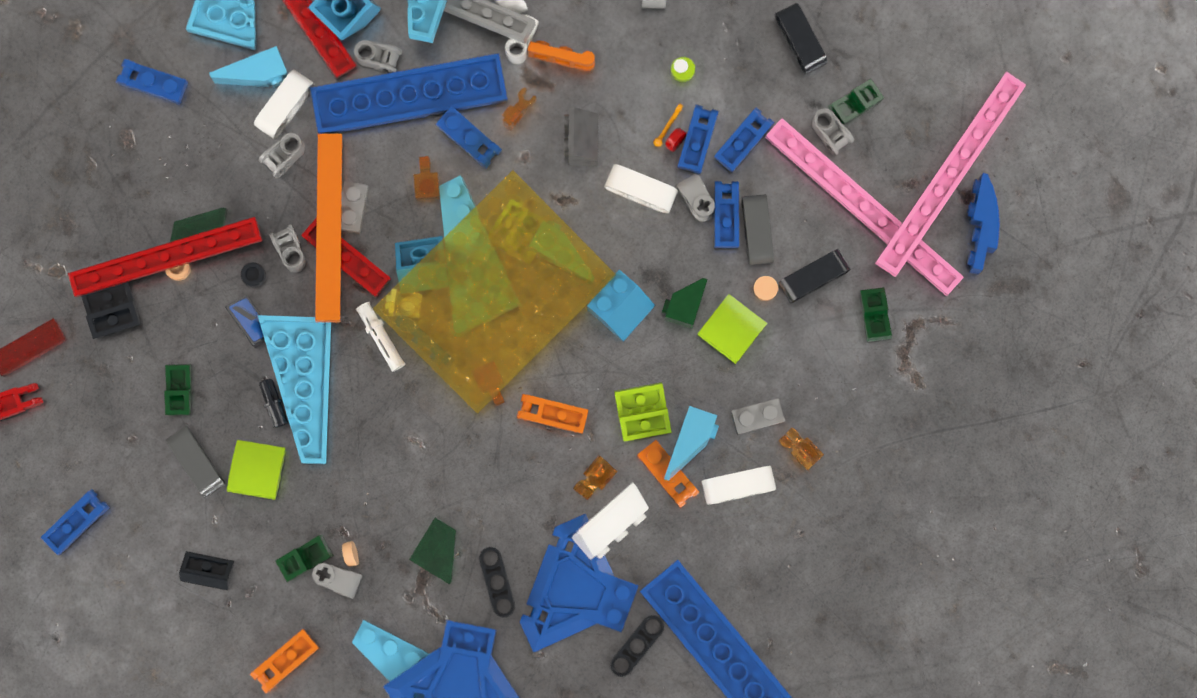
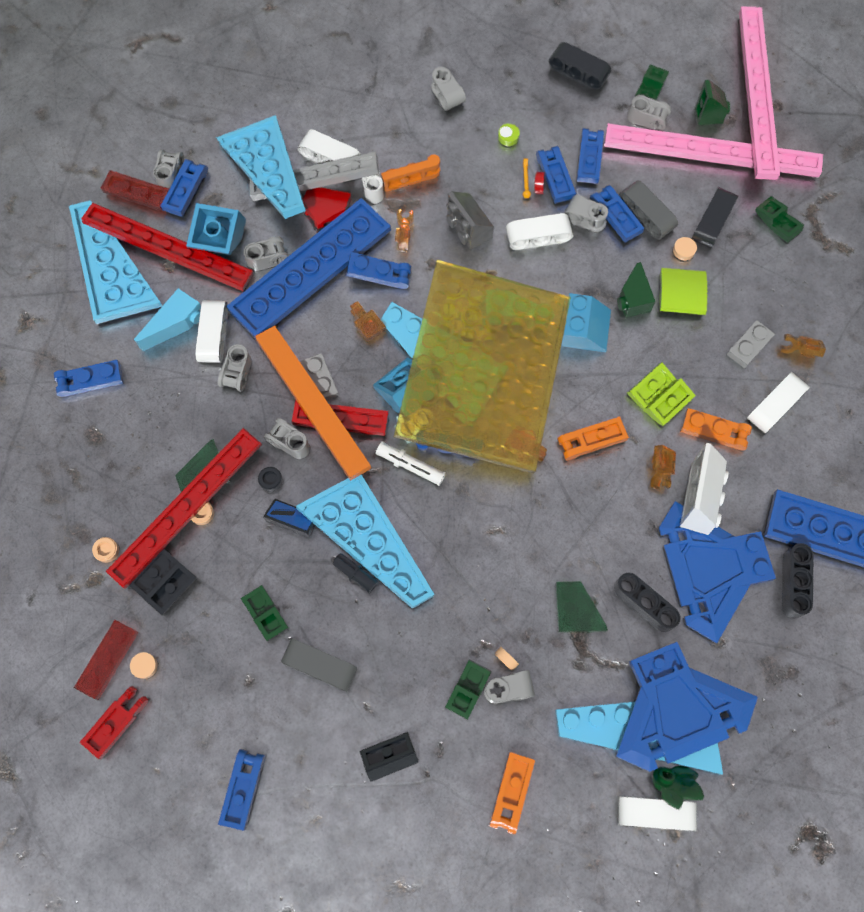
camera: 30 degrees left, 10 degrees down
(55, 371) = (143, 665): none -> light nougat tile
(79, 251) = (105, 549): none -> light nougat tile
(256, 469) = (376, 638): lime slope -> none
(463, 39) = (325, 204): none -> red slope
(693, 437) = (716, 383): medium azure slope -> none
(895, 162) = (711, 105): none -> dark green slope
(985, 215) = (805, 106): blue slope -> none

